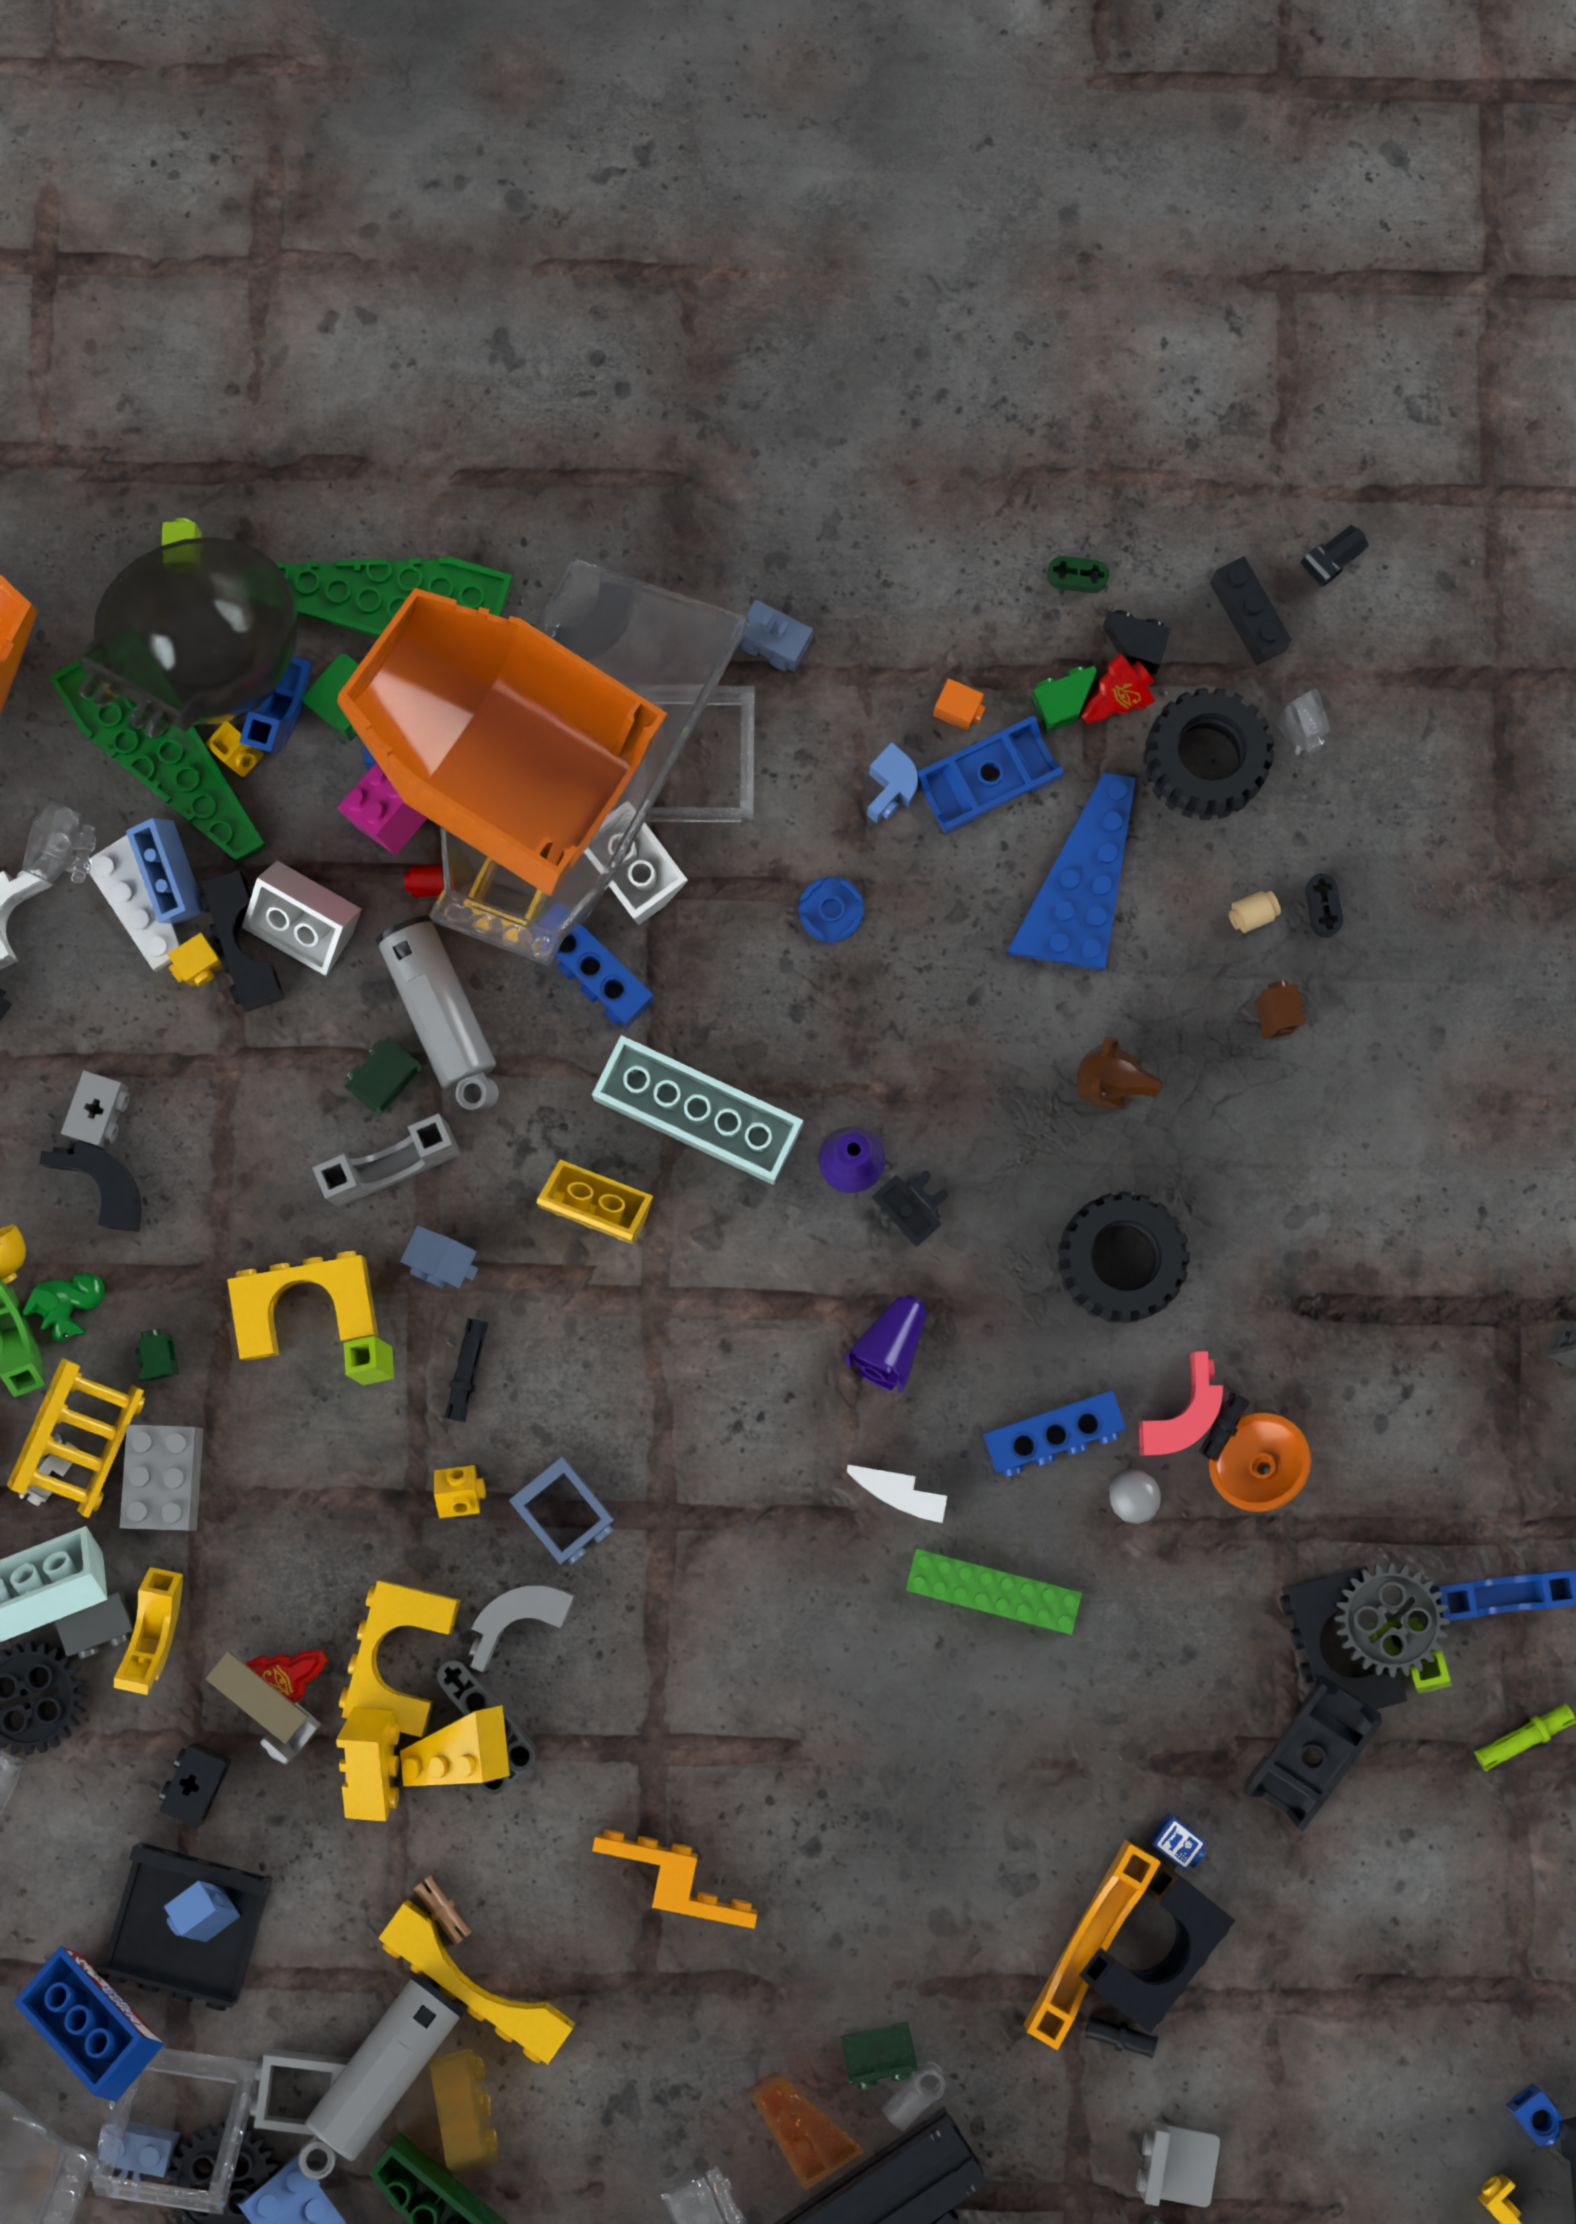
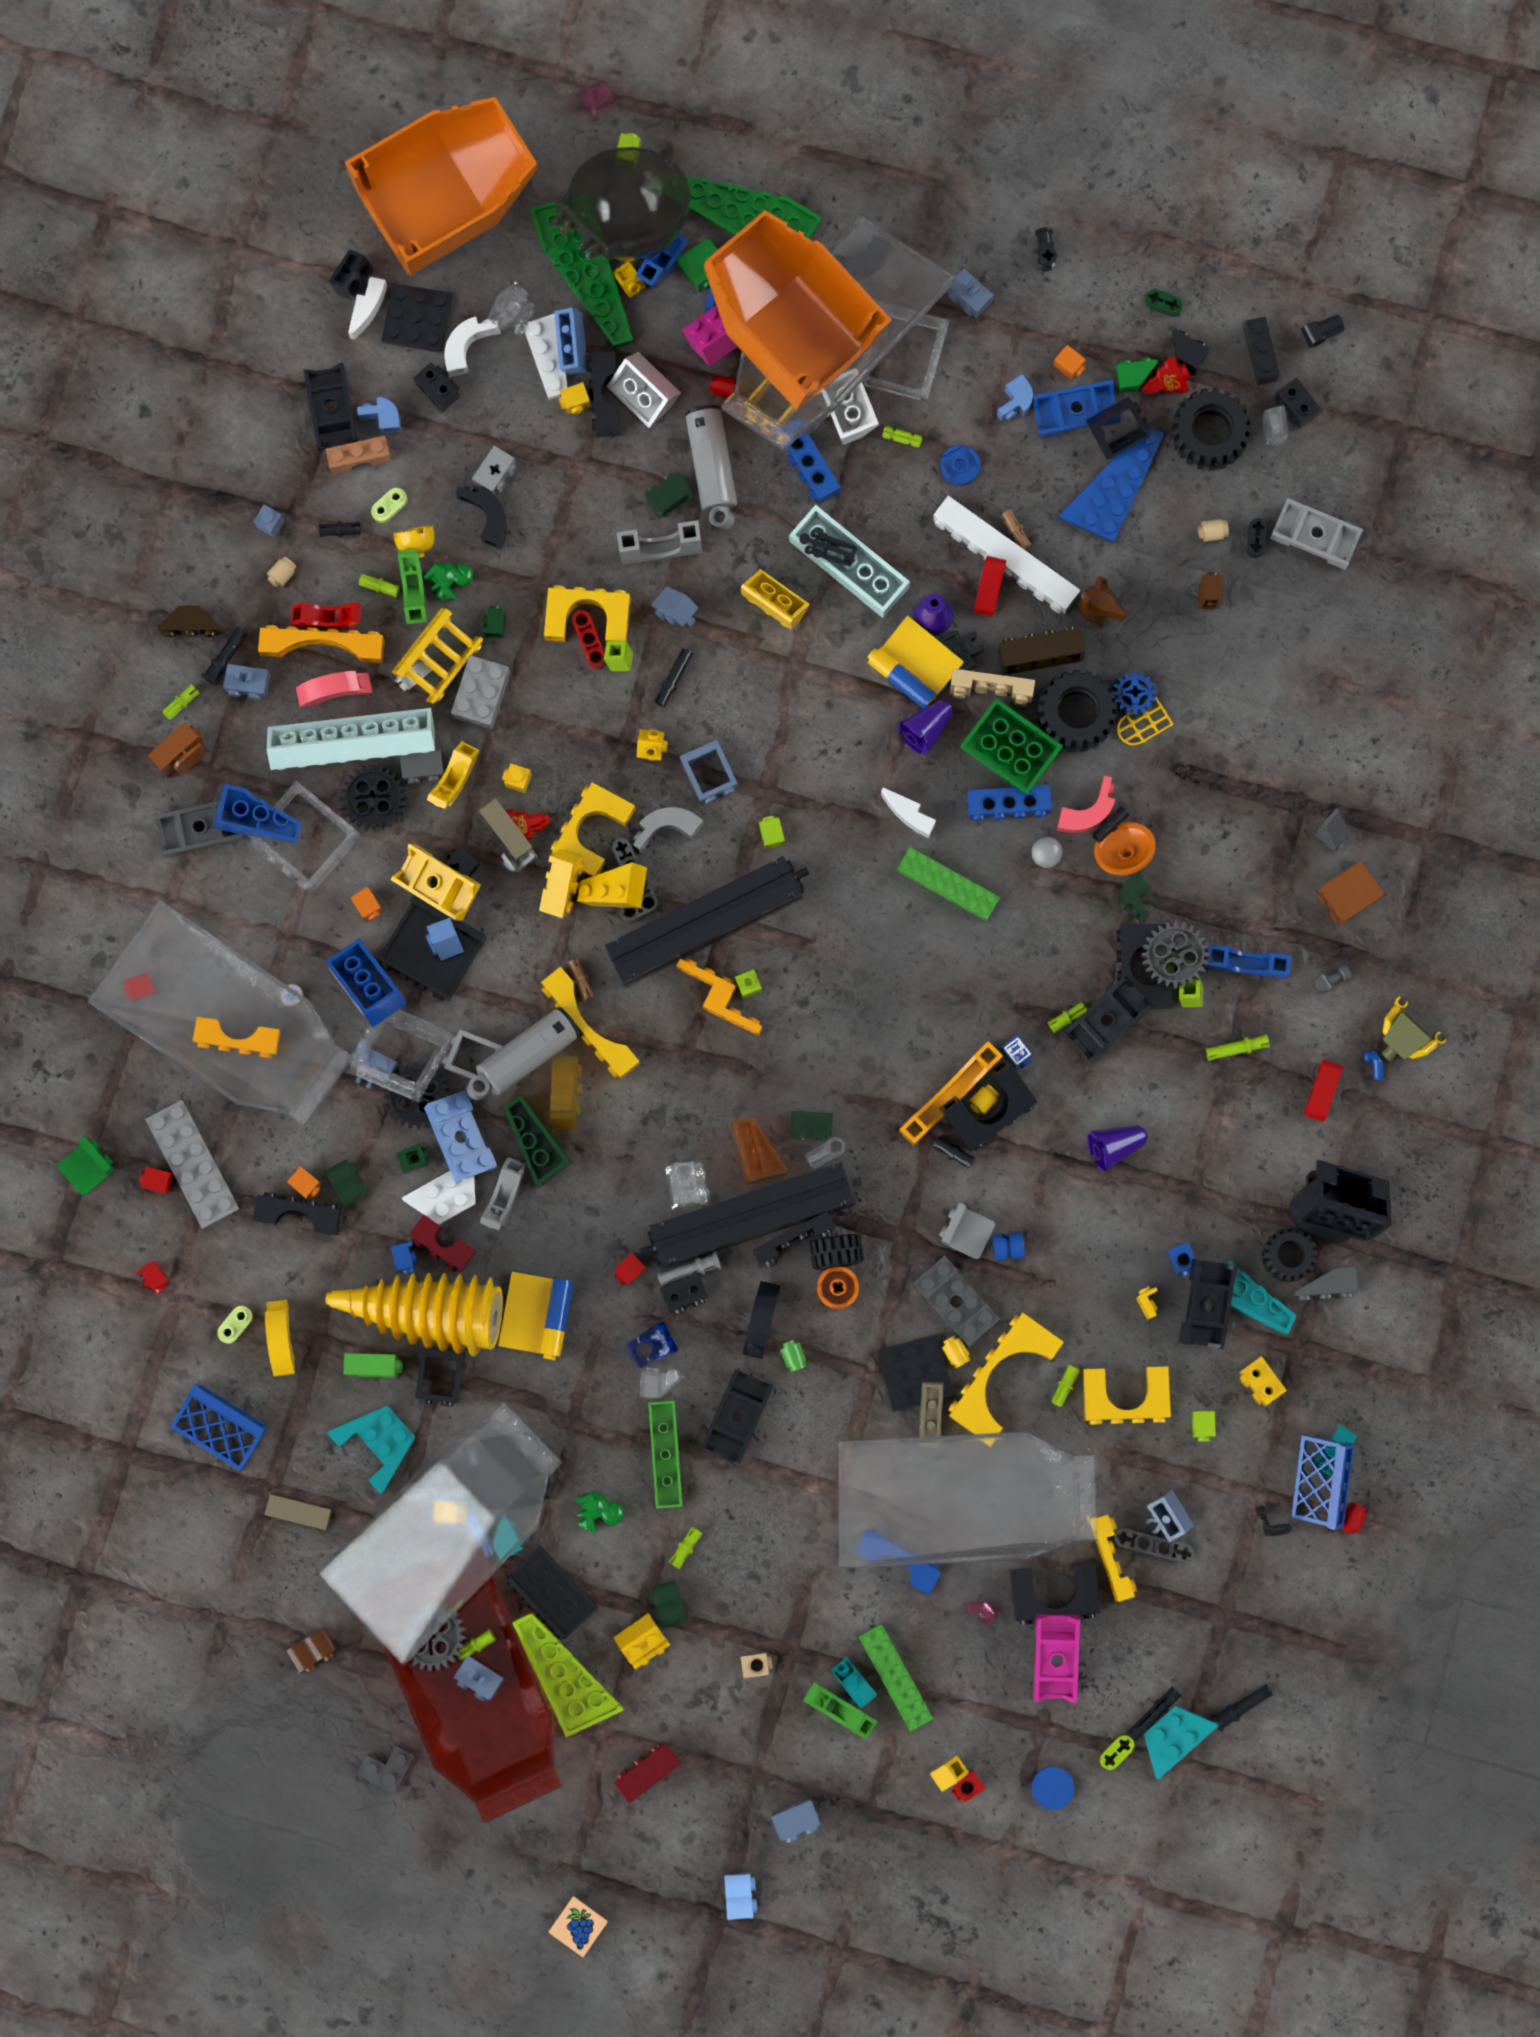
camera: 20 degrees right, 0 degrees up
(61, 1880) = (366, 904): none -> orange brick
(119, 484) = (603, 101): none -> clear pink brick
(195, 1829) = (453, 892): none -> yellow piece
(255, 1603) = (517, 778): none -> yellow brick
(302, 1335) = (585, 631): none -> red beam
(619, 1096) = (805, 539): none -> black piece
(619, 1765) = (706, 920): none -> black brick
(688, 1583) = (771, 832): none -> lime brick
(716, 1847) = (748, 984): none -> lime brick
(728, 888) = (902, 436): none -> lime axle
(845, 1245) = (915, 662): none -> yellow door
(873, 537) = (1045, 249): none -> black connector
(930, 1092) = (989, 586): none -> red beam
(942, 1034) = (1020, 564): none -> white brick
(945, 990) = (1015, 529): none -> medium nougat pin
(1024, 1249) = (1019, 688): none -> tan piece
(1036, 1345) = (1011, 746): none -> green slope
(1041, 1176) = (1041, 651): none -> dark brown brick
(1080, 807) = (1128, 440): none -> black window
(1146, 1936) = (984, 1099): none -> yellow brick
(1208, 1217) = (1143, 693): none -> blue gear
(1242, 1760) = (1067, 1017): none -> lime axle
(1244, 1245) = (1138, 732): none -> yellow window
(1253, 2174) = (1008, 1246): none -> blue wheel
(1286, 1532) = (1131, 891): none -> clear green brick
(1332, 676) = (1297, 403): none -> black brick
(1378, 1956) = (1115, 1144): none -> dark purple cone
(1381, 875) = (1334, 545): none -> light grey piece

